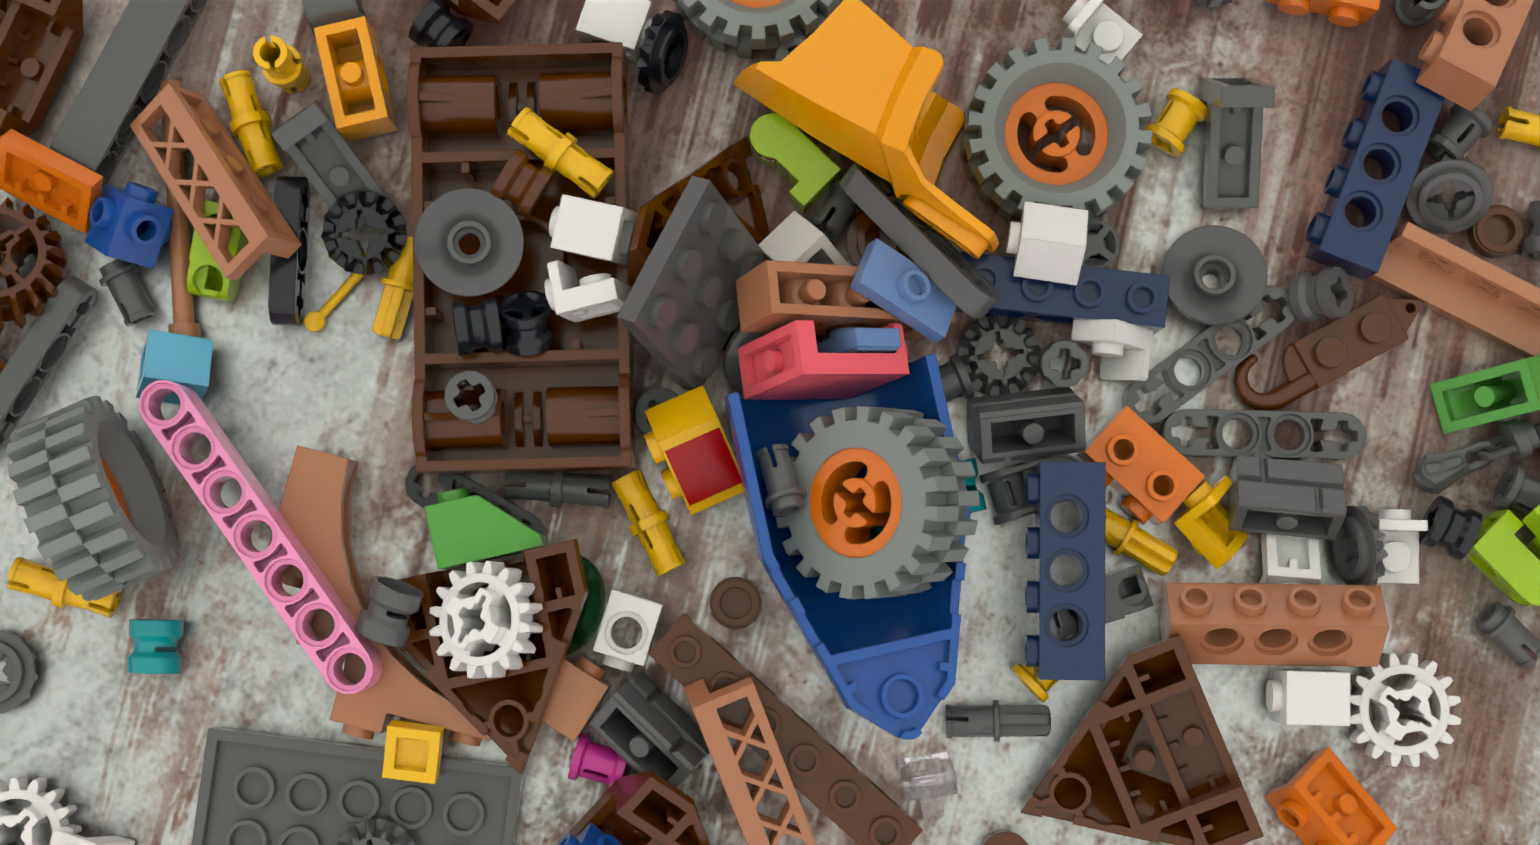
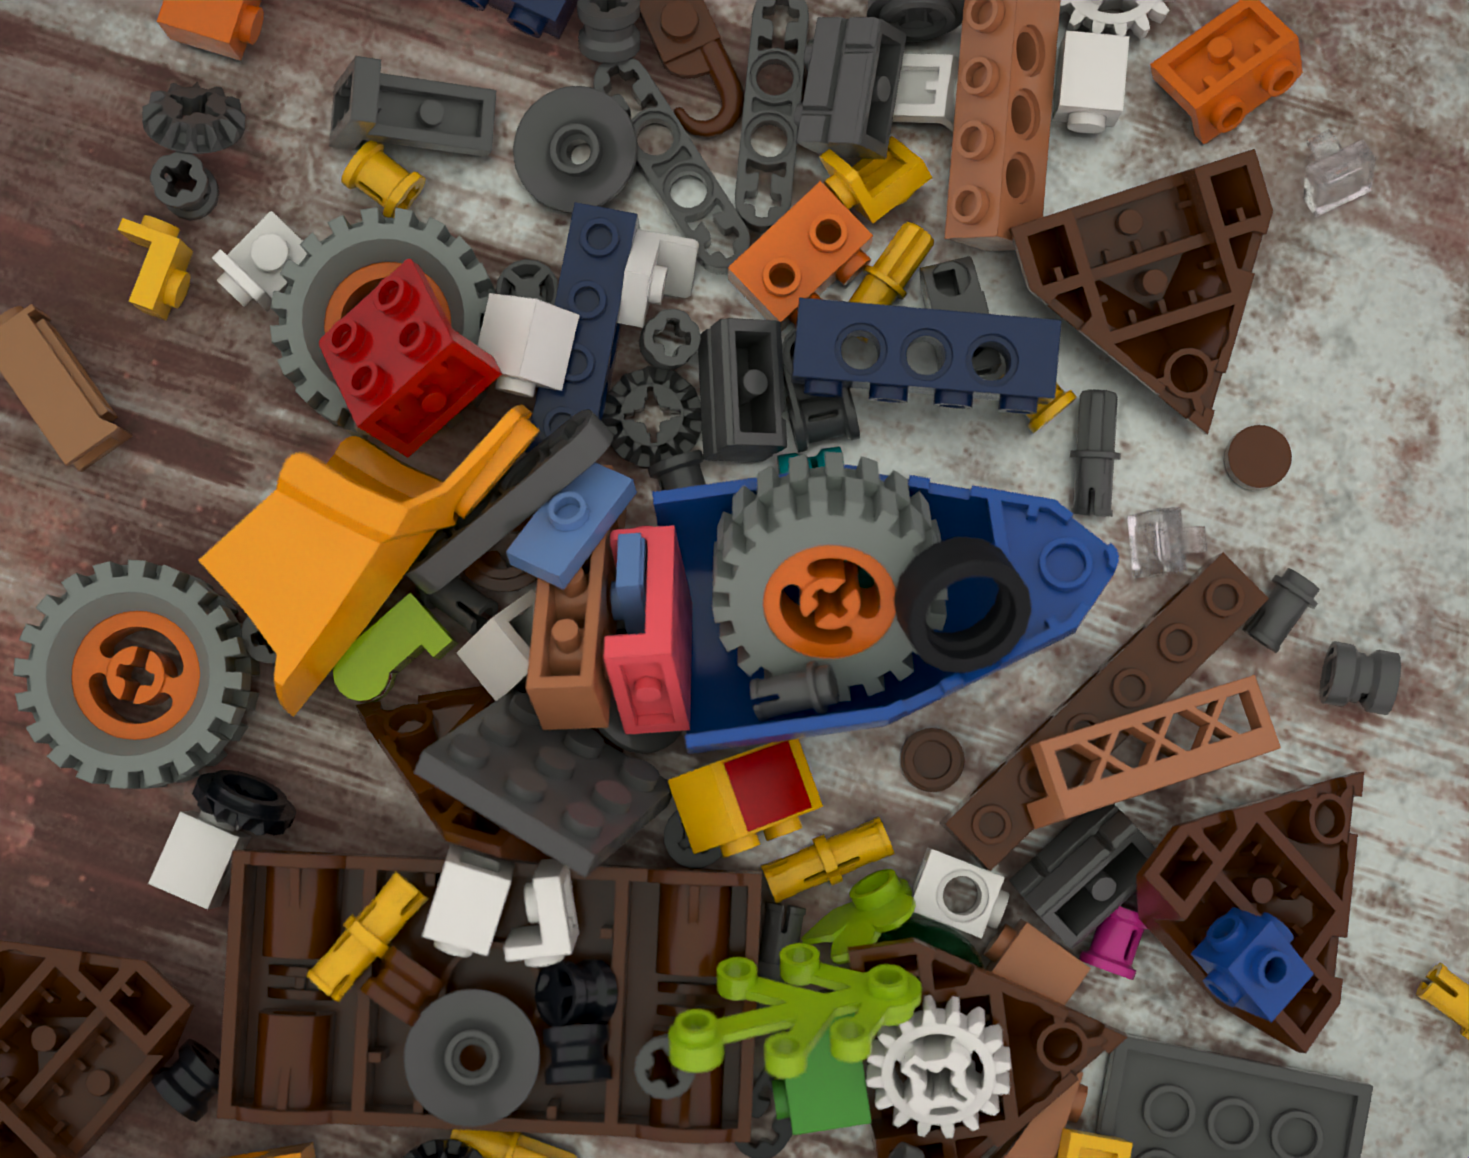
camera: 80 degrees left, 0 degrees up
(536, 564) = (879, 997): none -> lime plant
(613, 565) = (877, 906): none -> lime plate
(827, 621) = (985, 640): none -> black tyre
(1023, 144) = (404, 362): none -> red bracket

